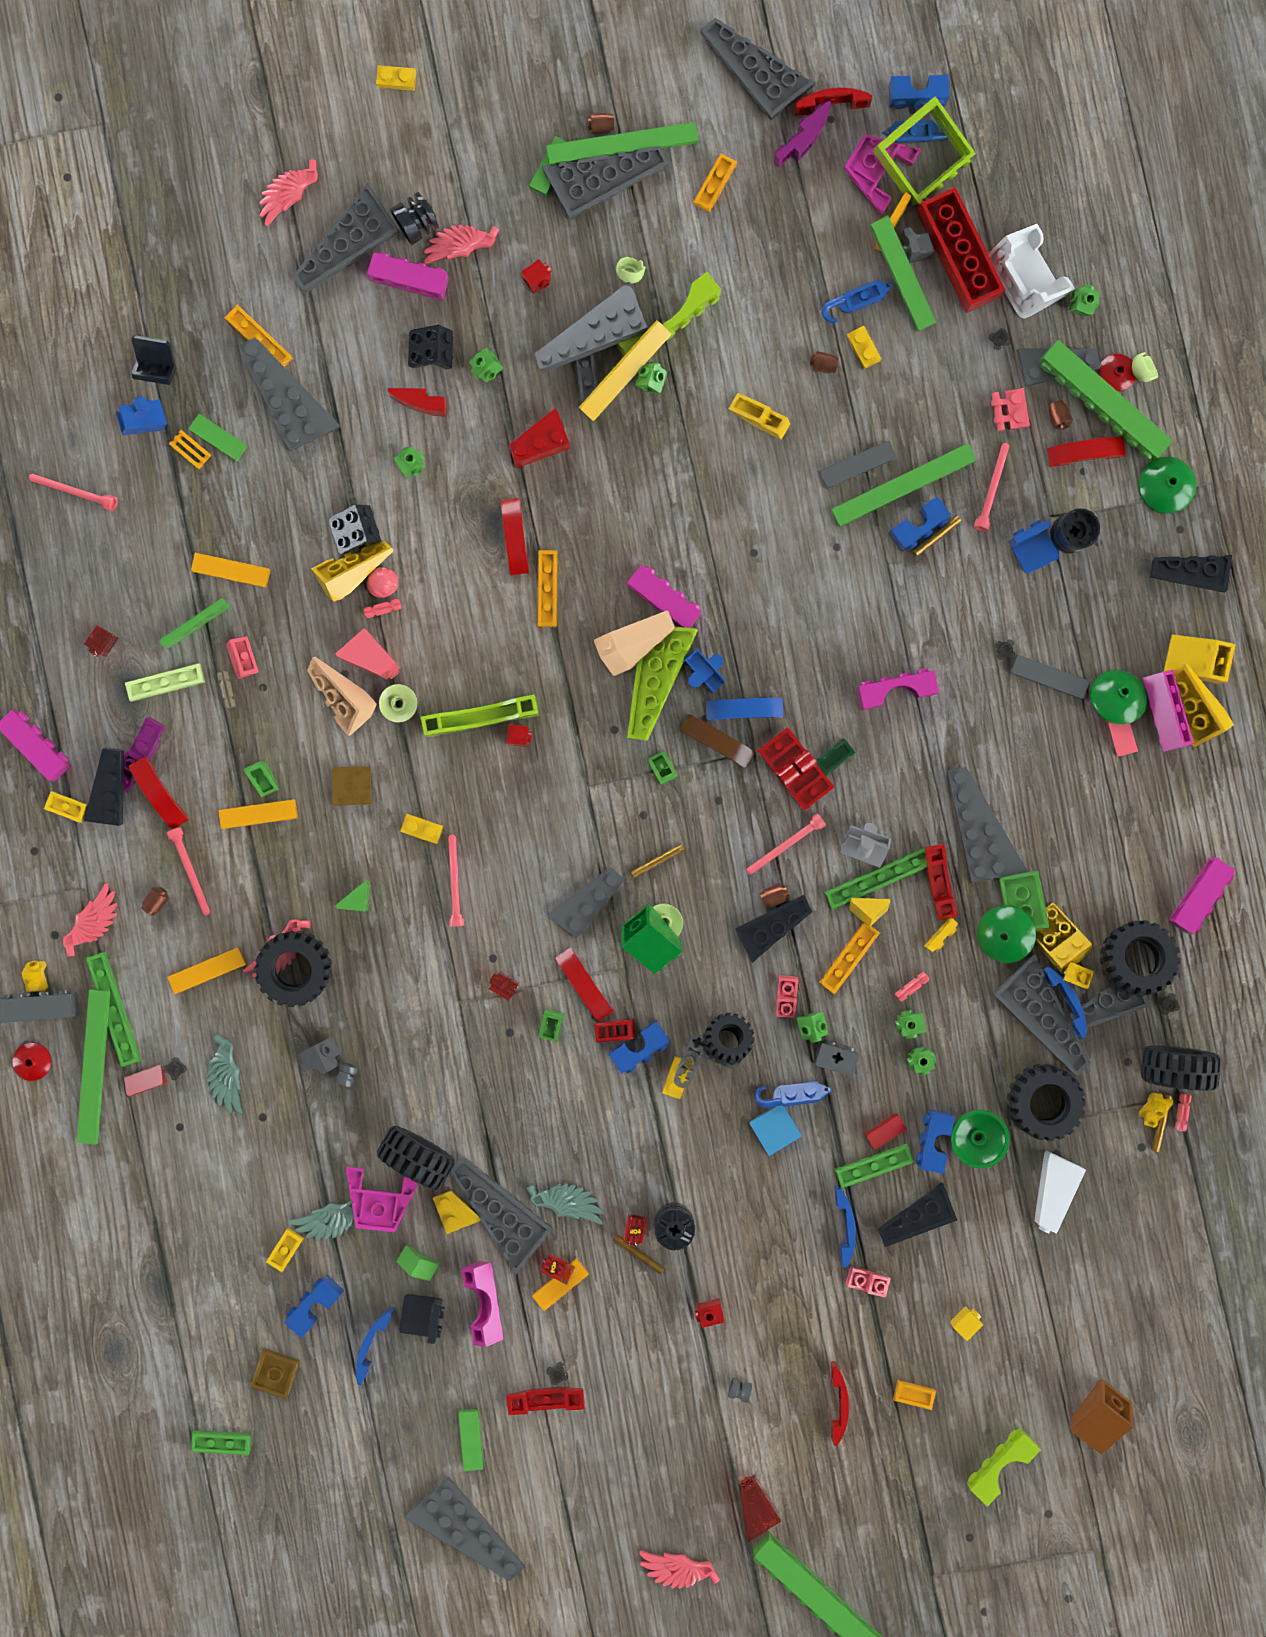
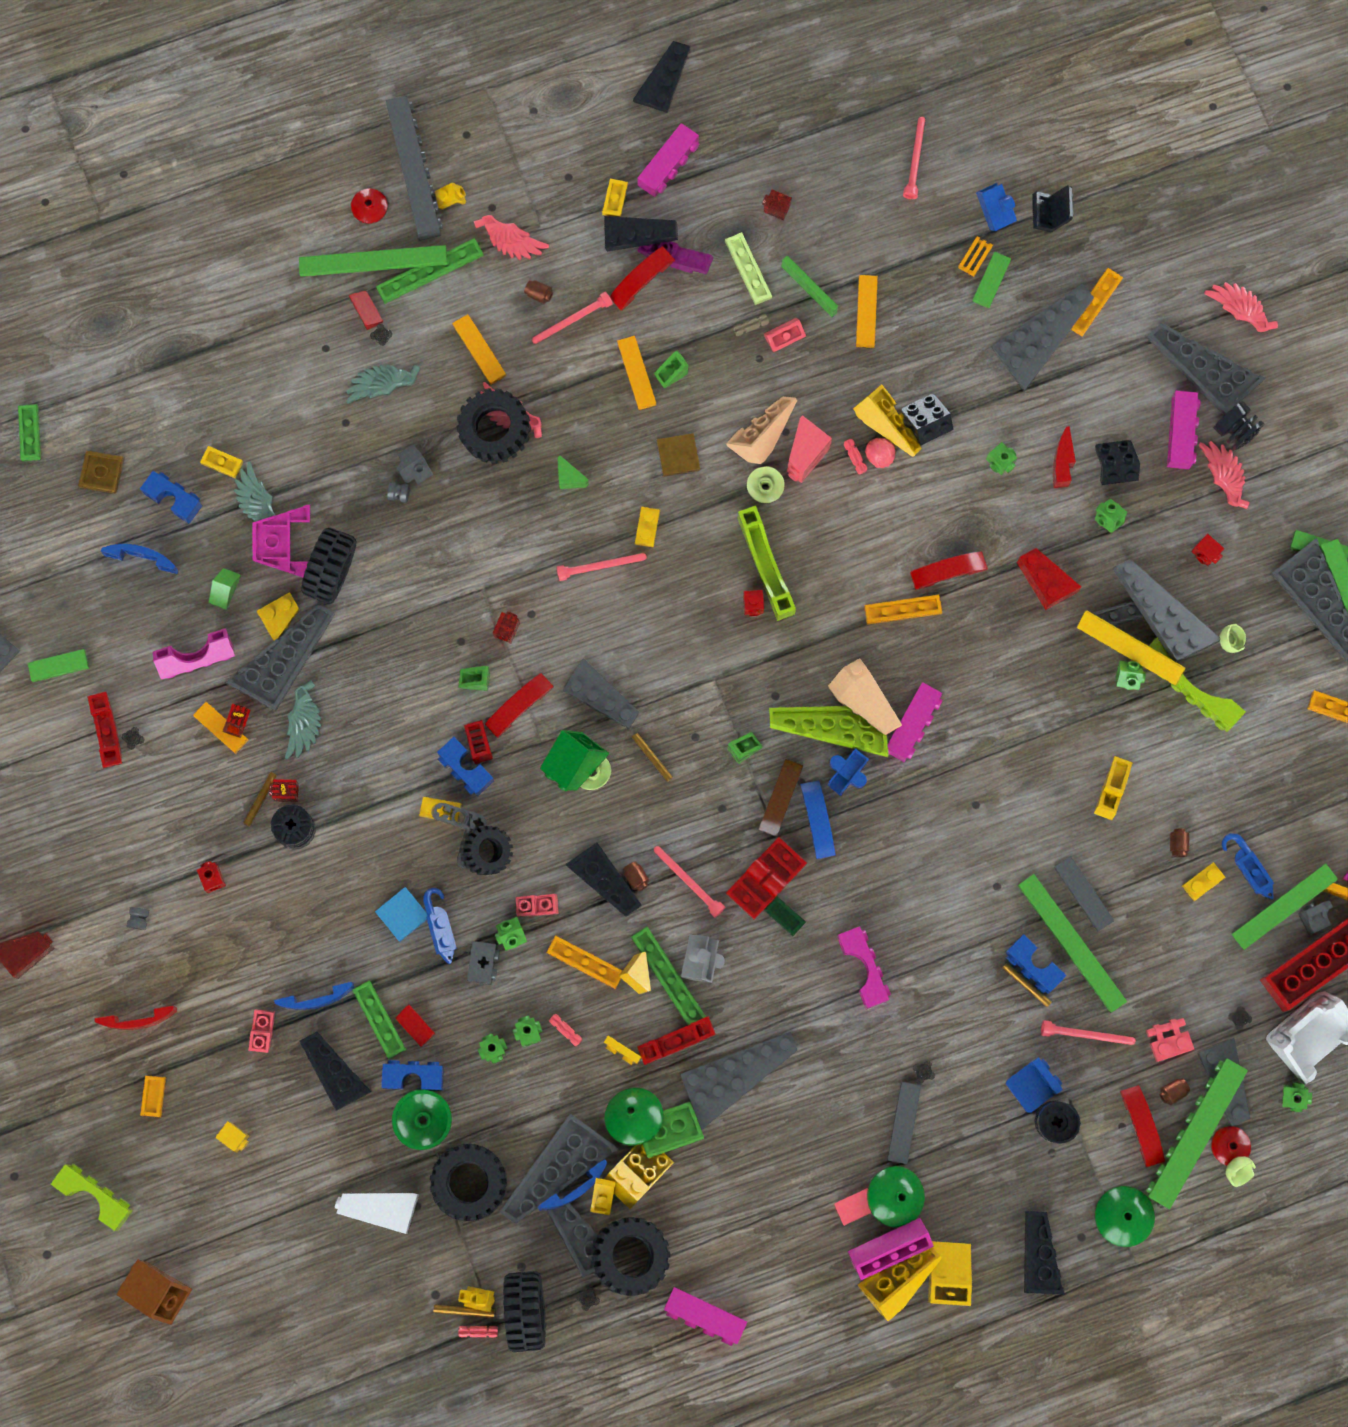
camera: 75 degrees right, 10 degrees down
(422, 1316) = (173, 599): black bracket -> none

